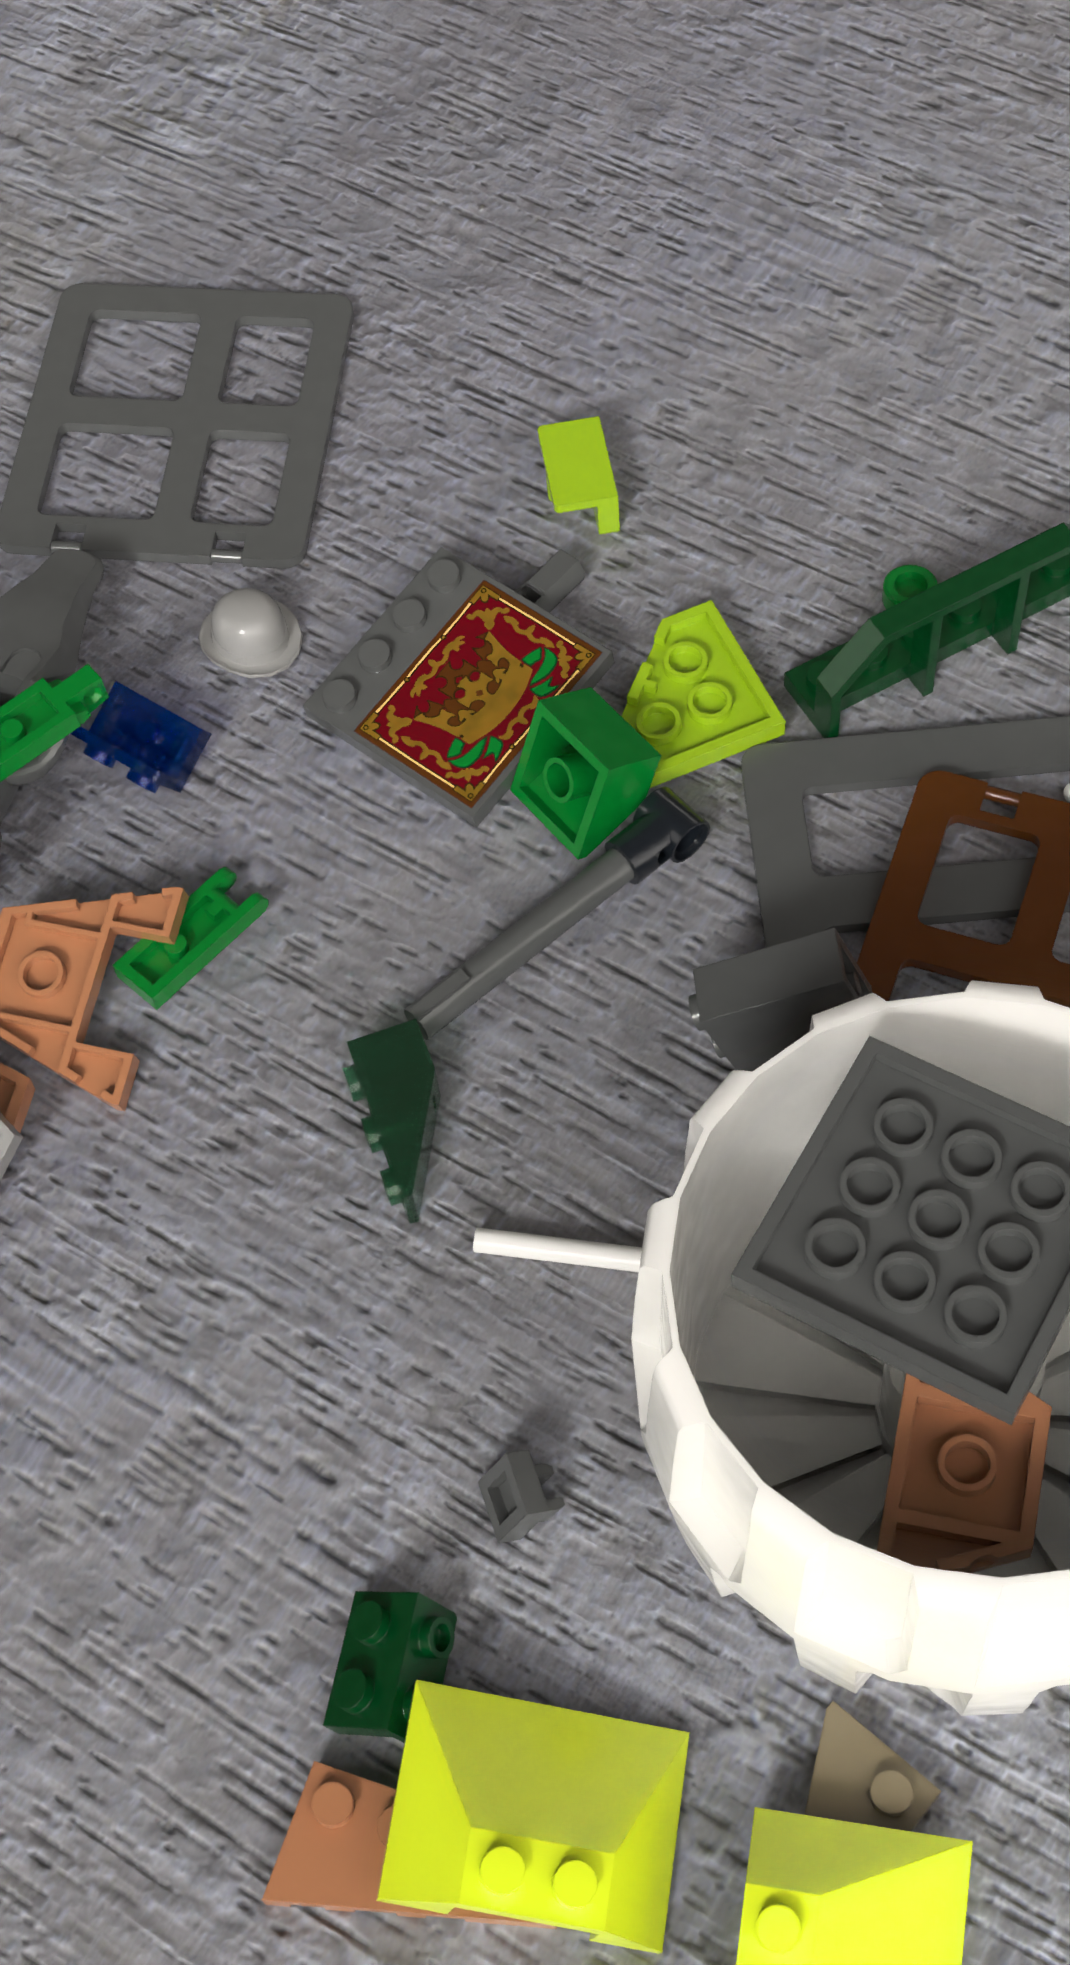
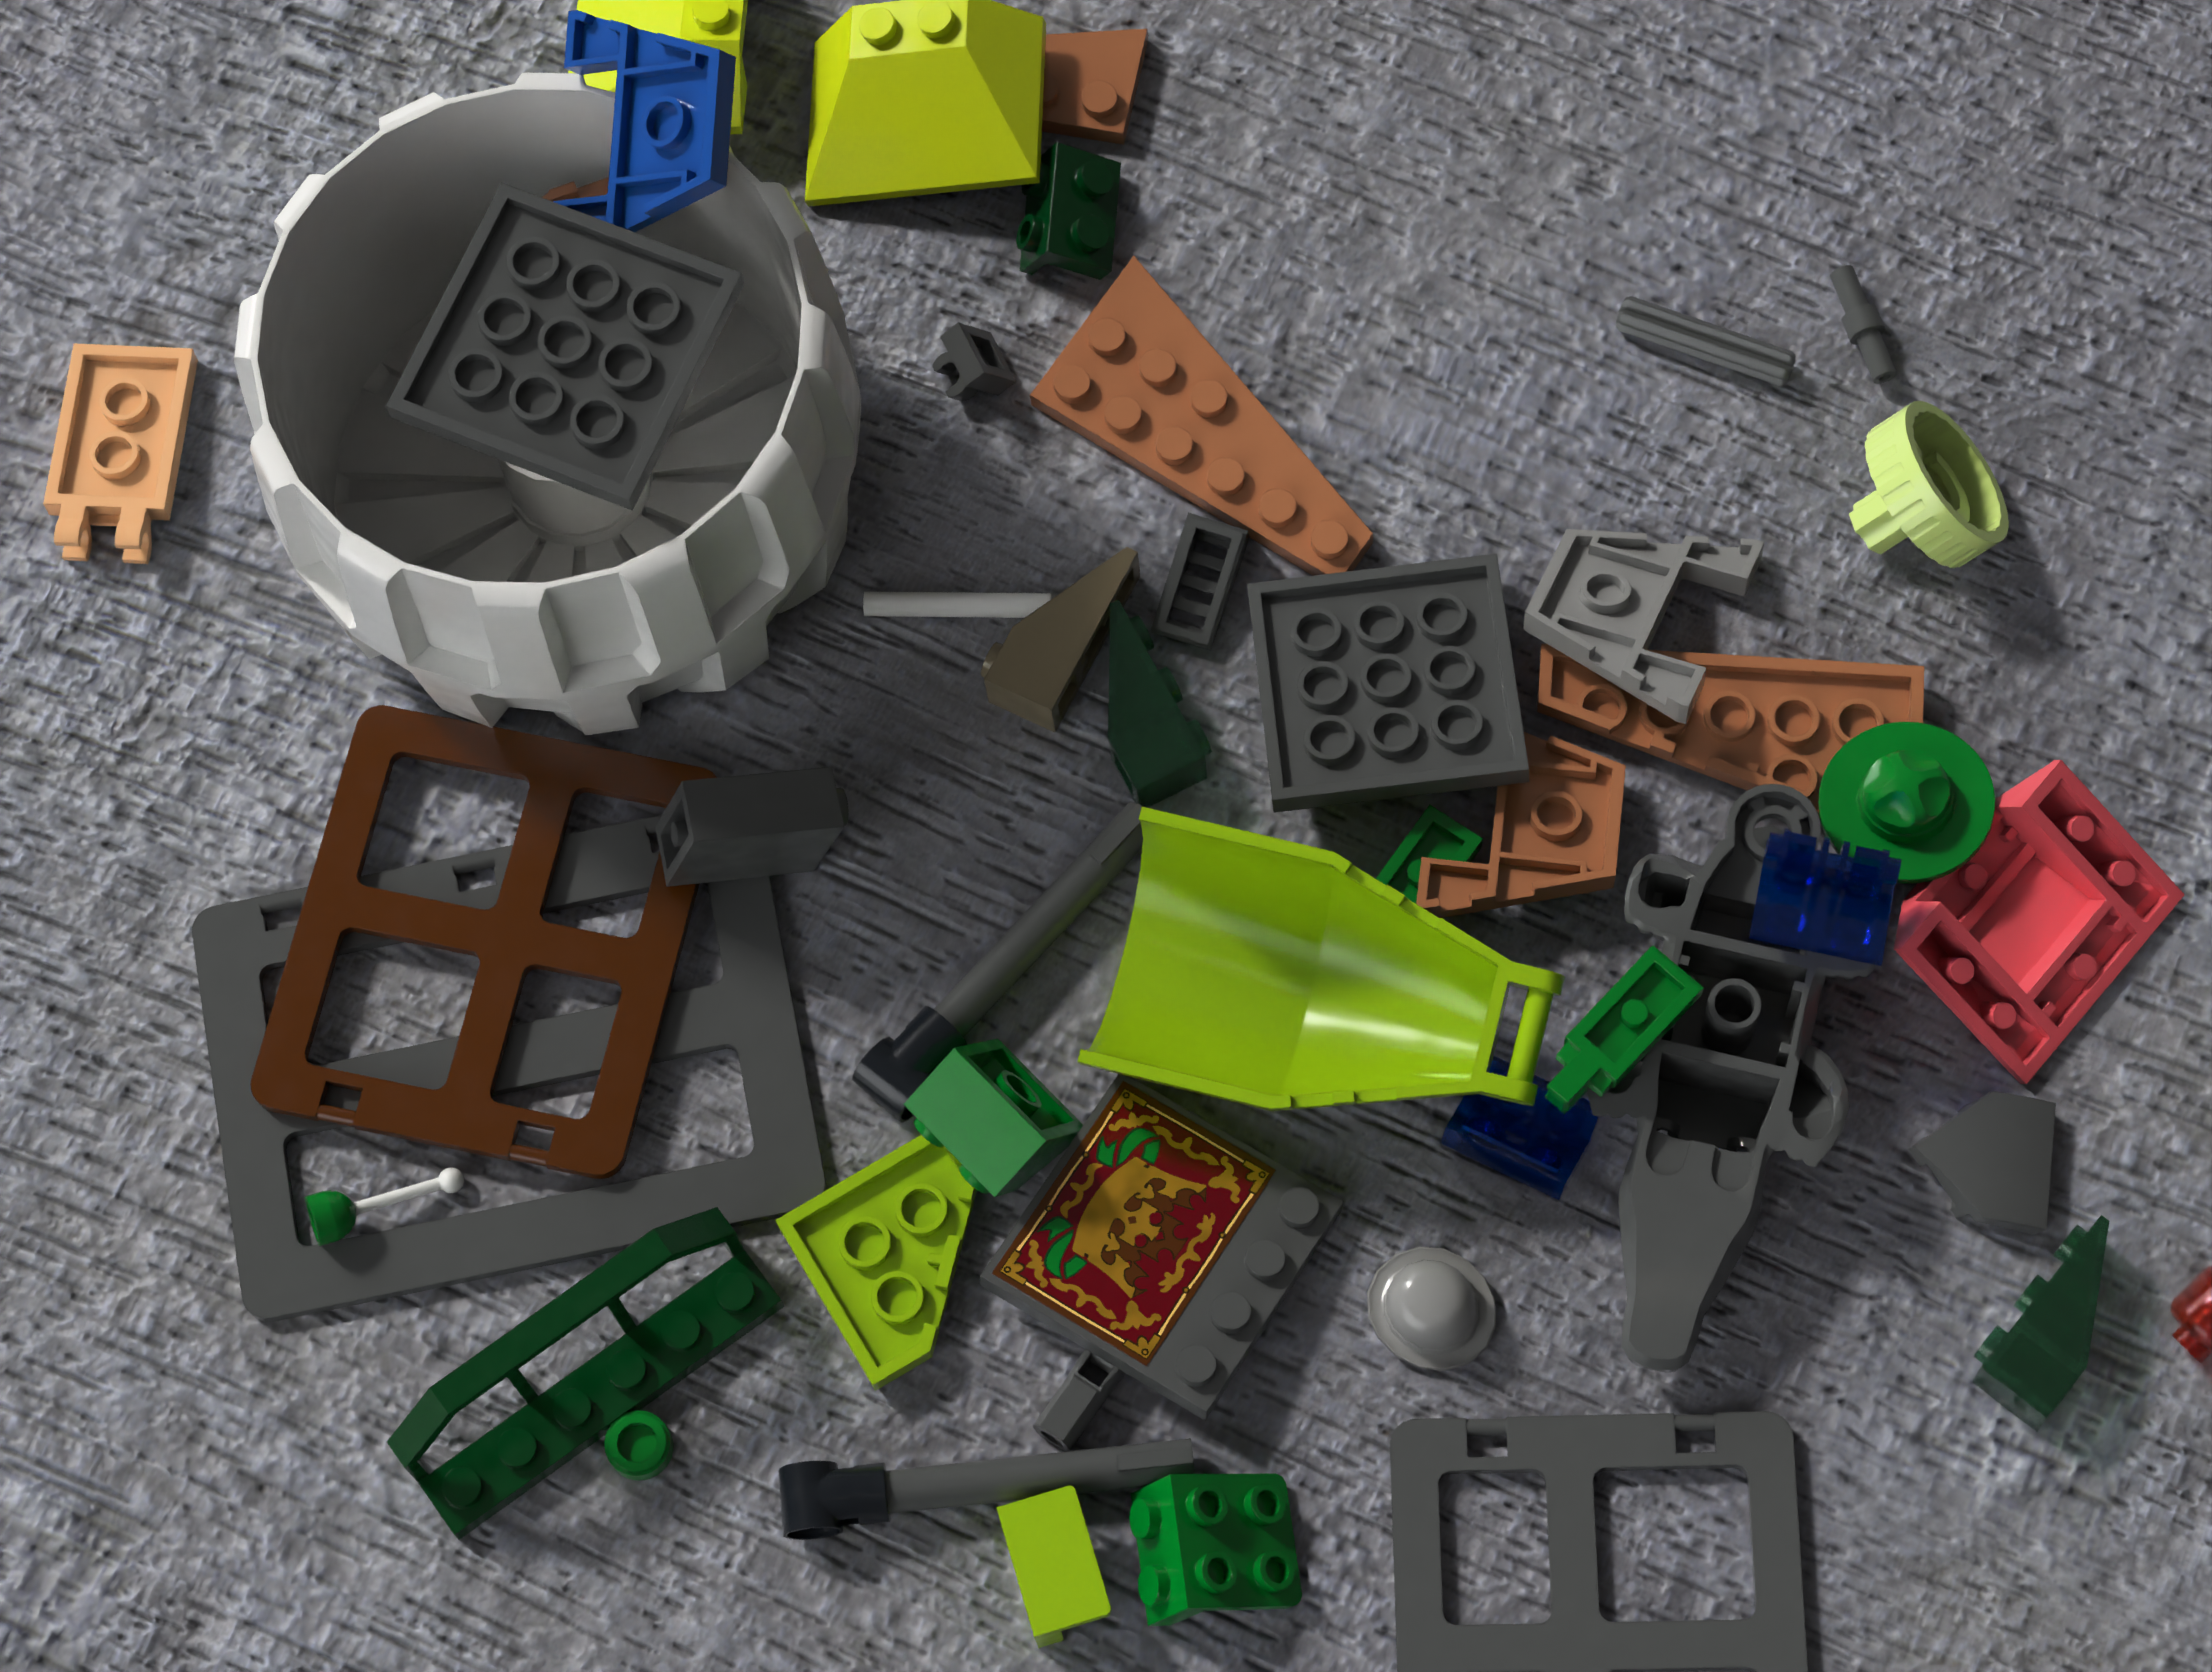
camera: 175 degrees right, 10 degrees up
(163, 1106) = (1387, 683): none -> dark grey plate
(307, 810) = (1304, 981): none -> lime windscreen
(314, 1283) = (1217, 534): none -> dark grey slope
(321, 1433) = (1176, 411): none -> nougat wing
(453, 474) = (1214, 1545): none -> green bracket
(472, 1185) = (1056, 645): none -> dark tan slope
(758, 534) = (823, 1498): none -> dark grey piece
(806, 1474) = (666, 118): none -> blue wing

